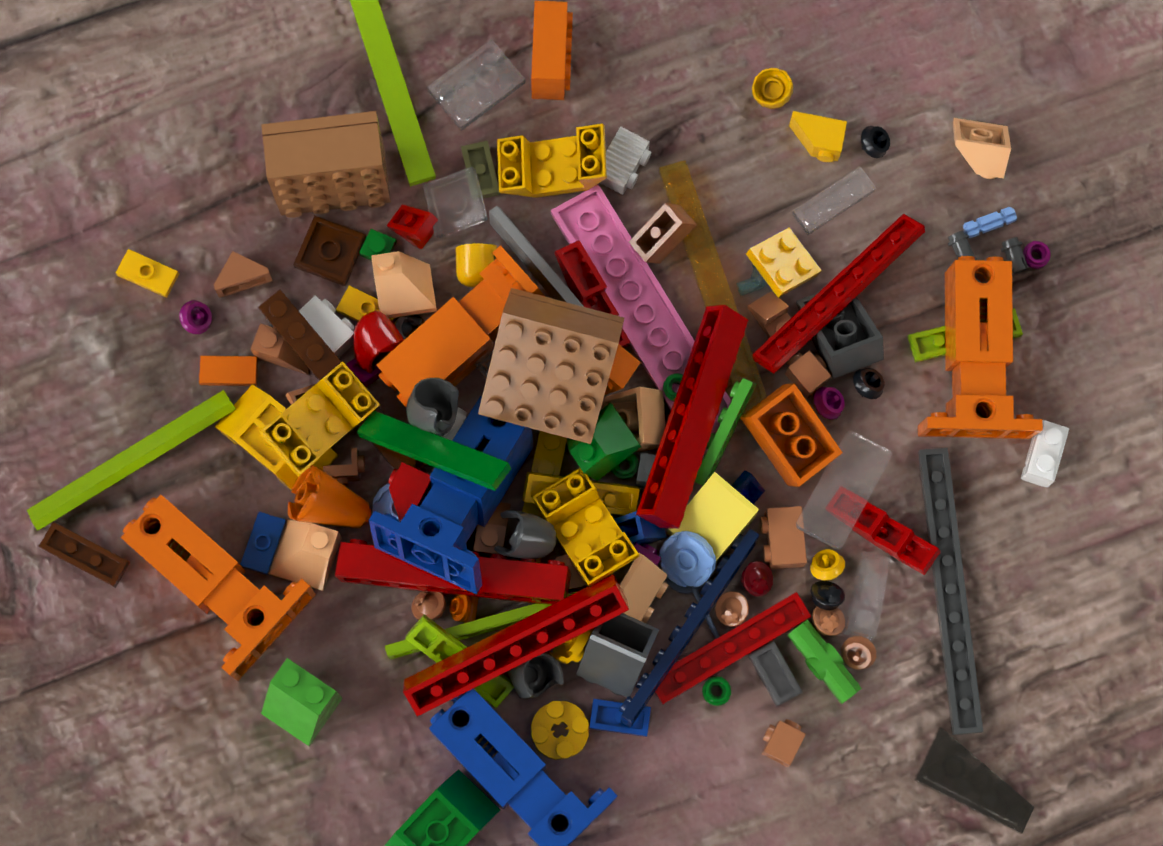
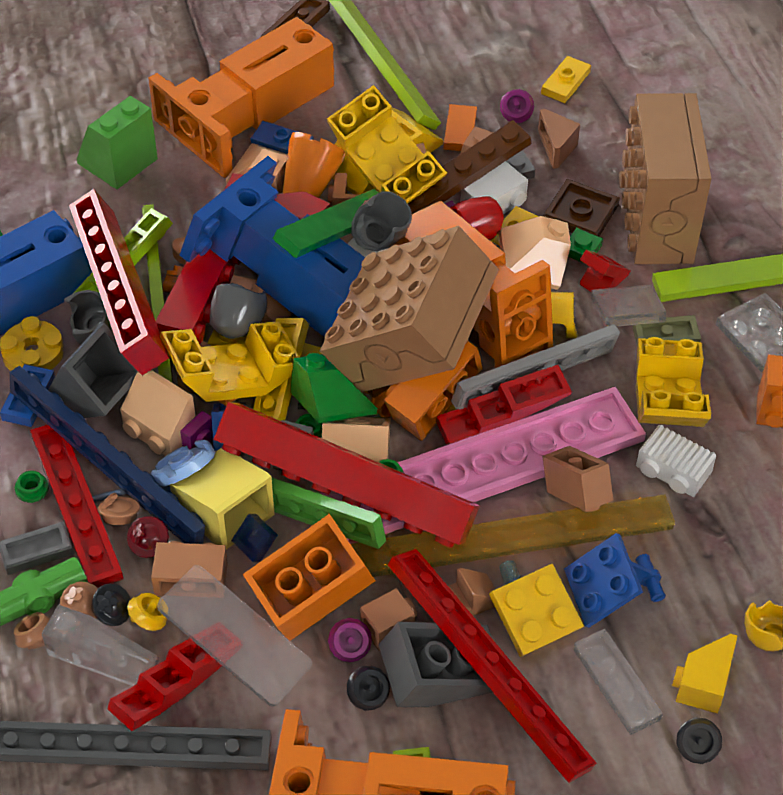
camera: 100 degrees right, 25 degrees down
(750, 209) = (609, 579): none -> blue plate

